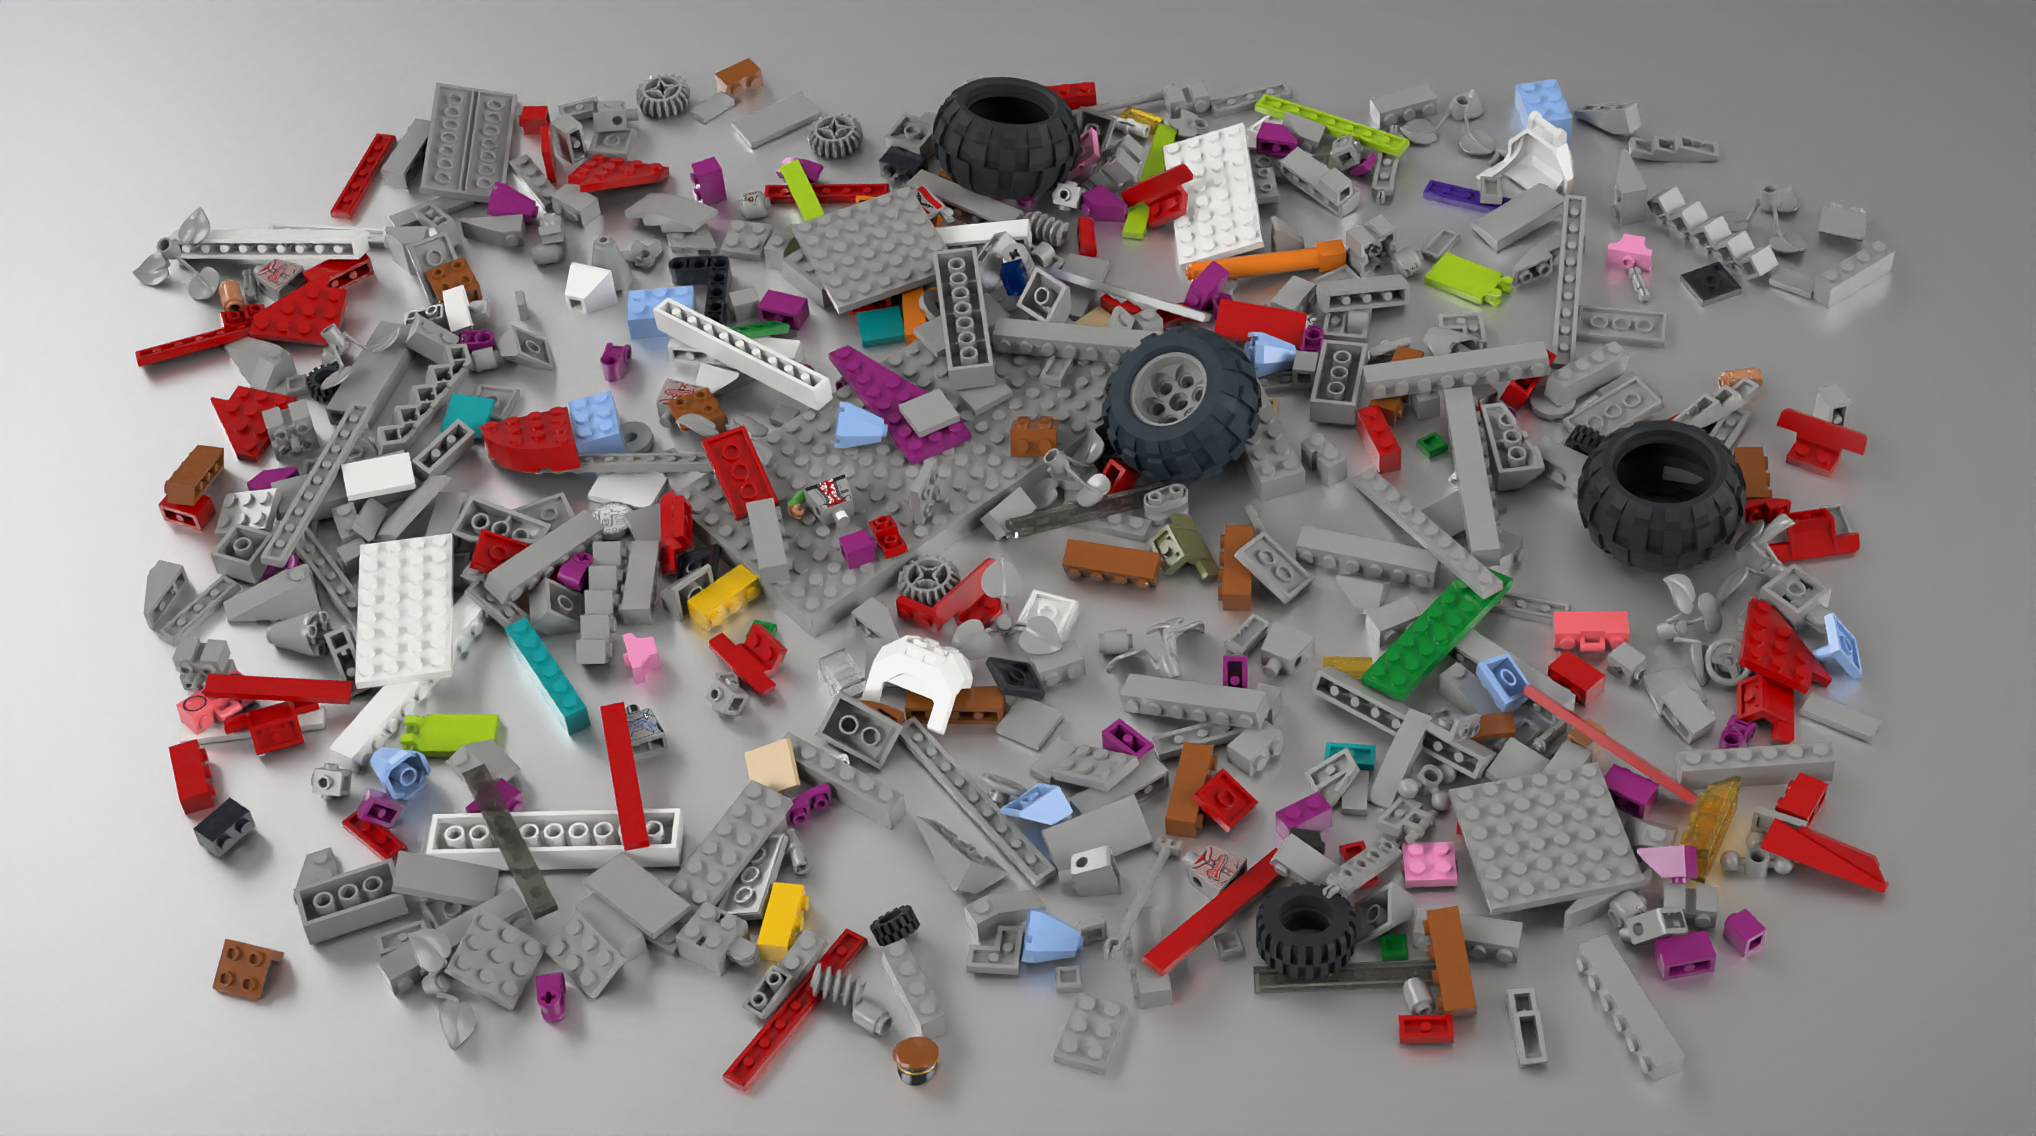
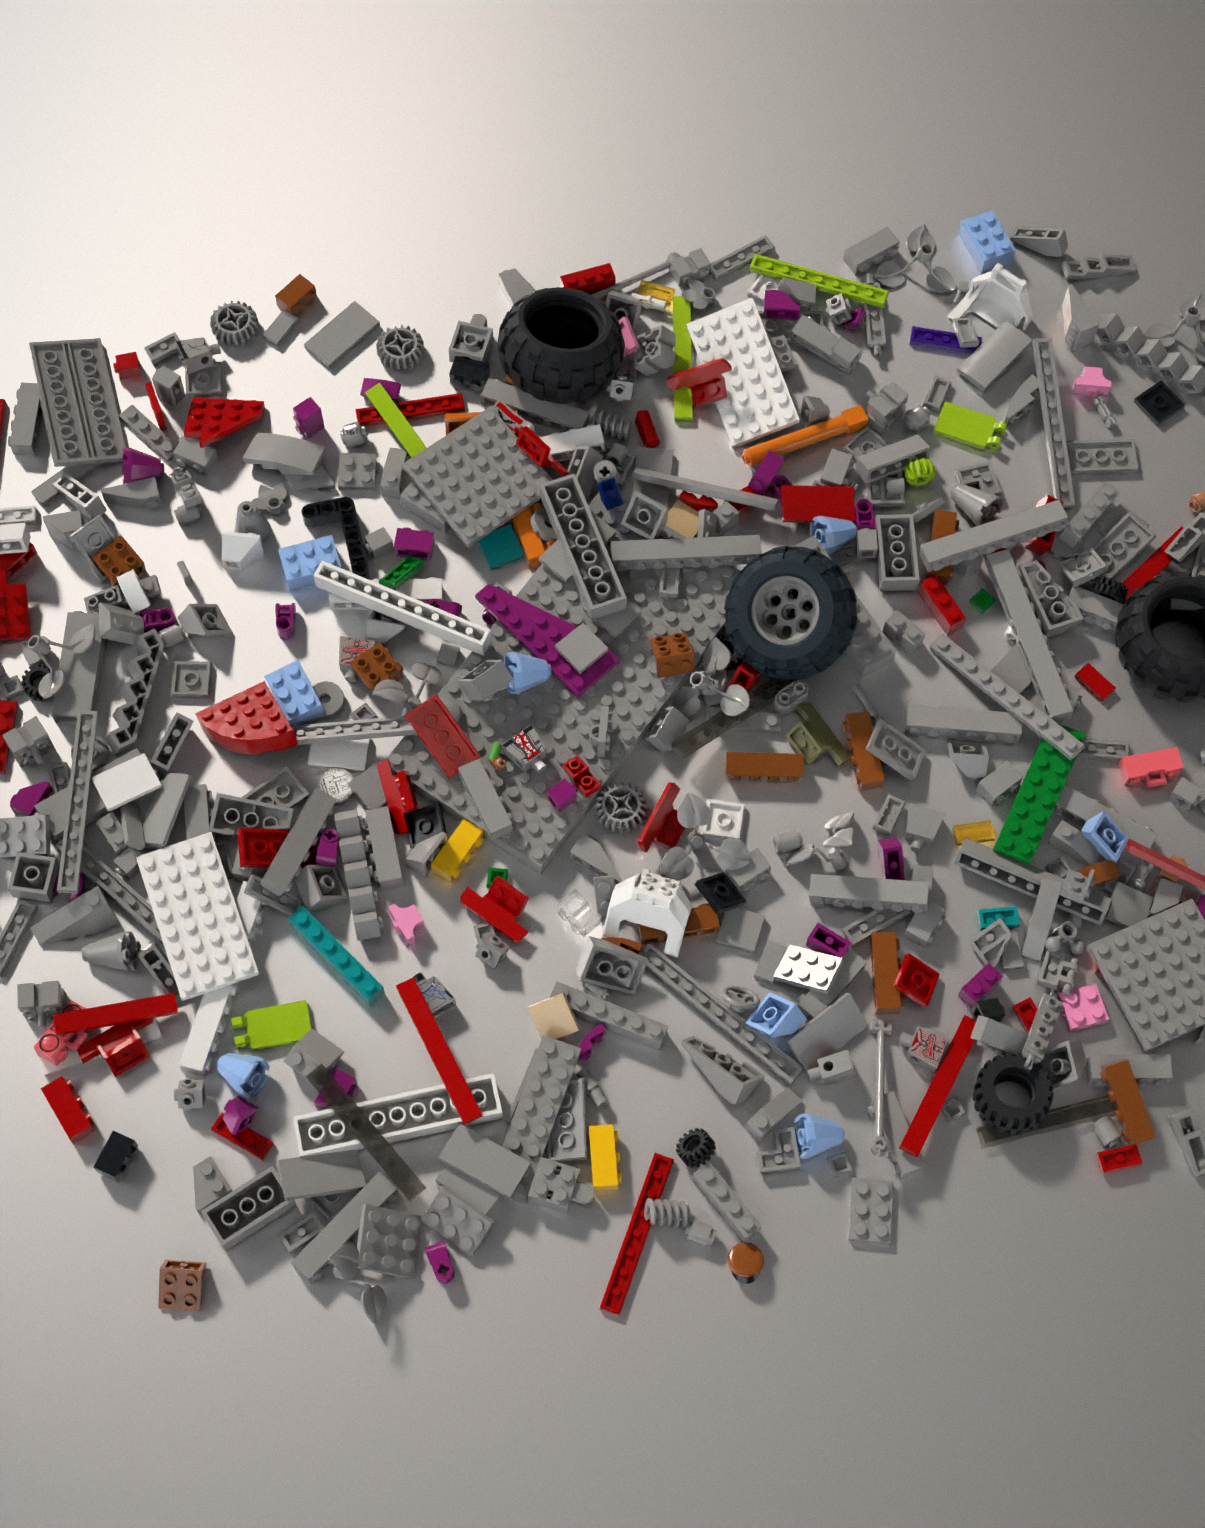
camera: 20 degrees left, 20 degrees up
(470, 410) = (177, 697): teal tile -> none
(784, 978) = (622, 1208): light grey slope -> none
(807, 426) = (486, 680): none -> light grey brick
(916, 613) = (616, 838): red plate -> none
(943, 224) = (537, 450): none -> red plate
(1093, 930) = (848, 1118): light grey tile -> none
(1103, 205) = (652, 392): magenta slope -> none
(1392, 310) = (919, 472): none -> lime gear
(1394, 947) = (1076, 1089): green tile -> none
(1547, 540) = (1095, 682): none -> red tile
(1553, 424) = (1084, 567): none -> light grey plate
(1578, 677) = (1151, 814): red brick -> none

